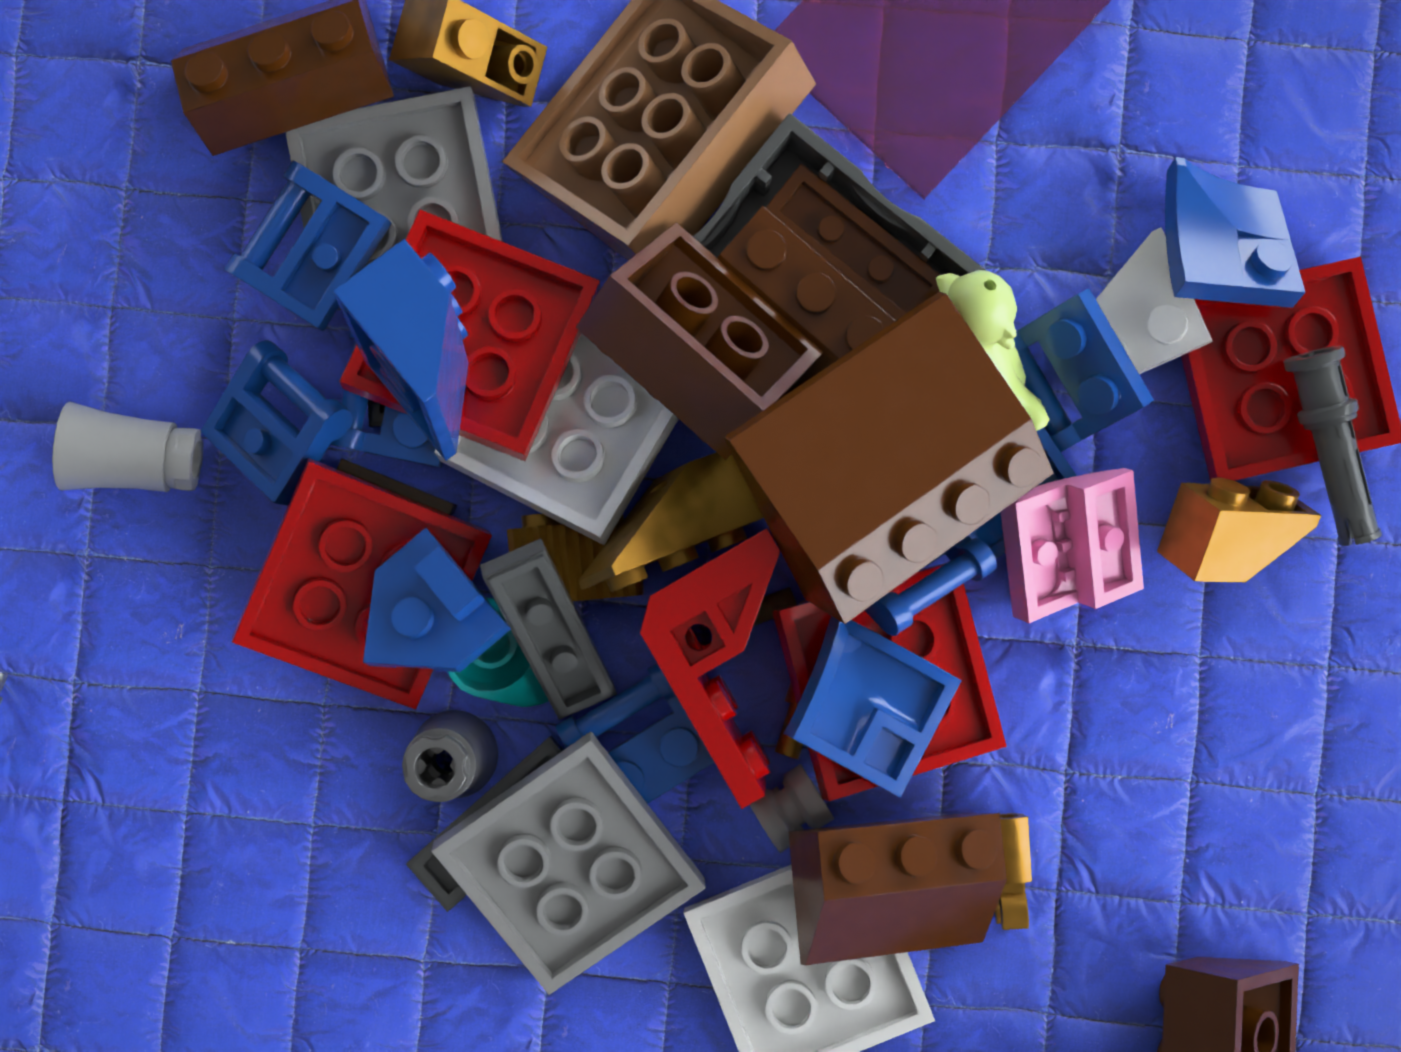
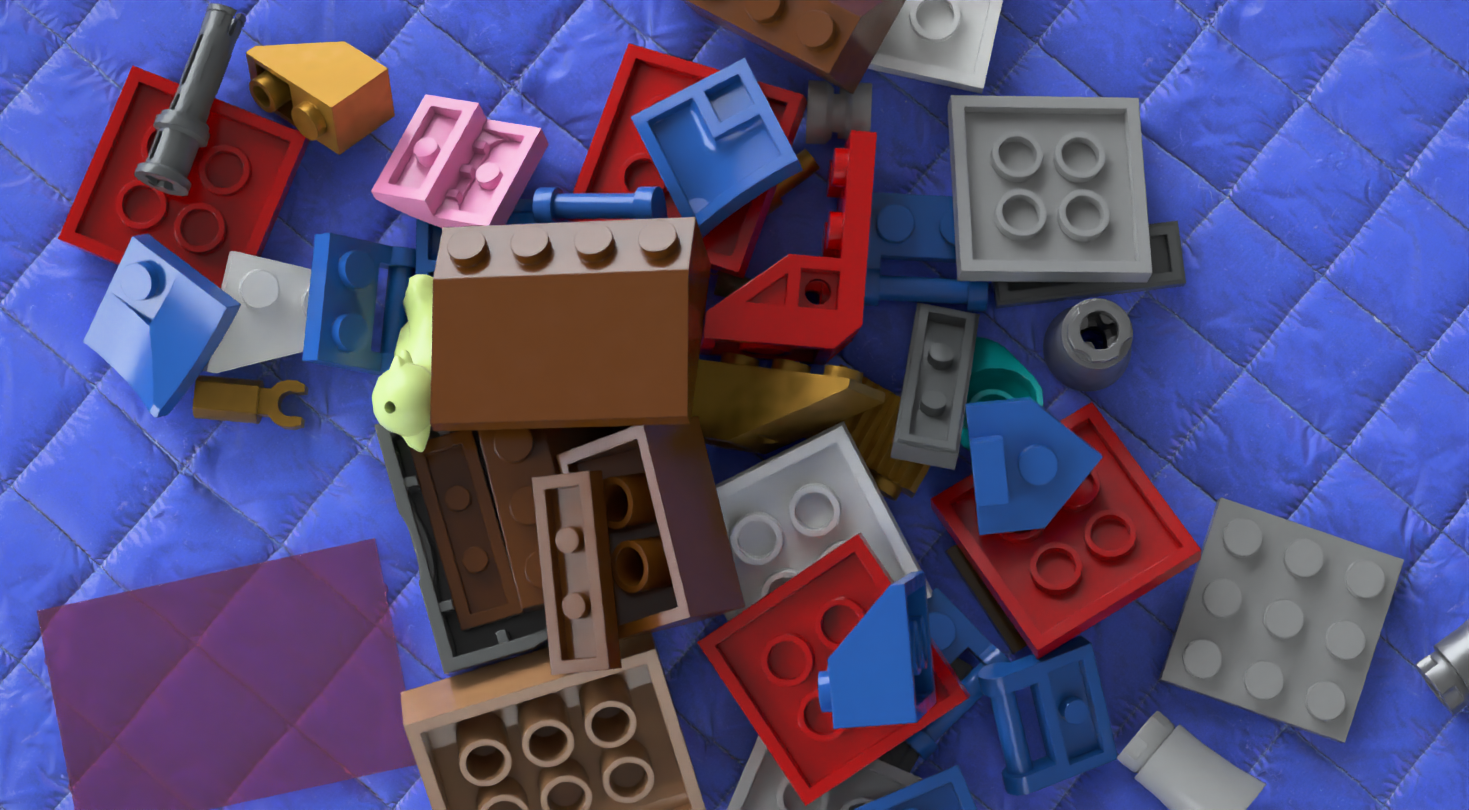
camera: 140 degrees left, 5 degrees down
(142, 636) = (1281, 620): none -> light grey plate
(735, 257) = (576, 572): none -> reddish brown plate
(1110, 233) = (245, 400): none -> pearl gold bar

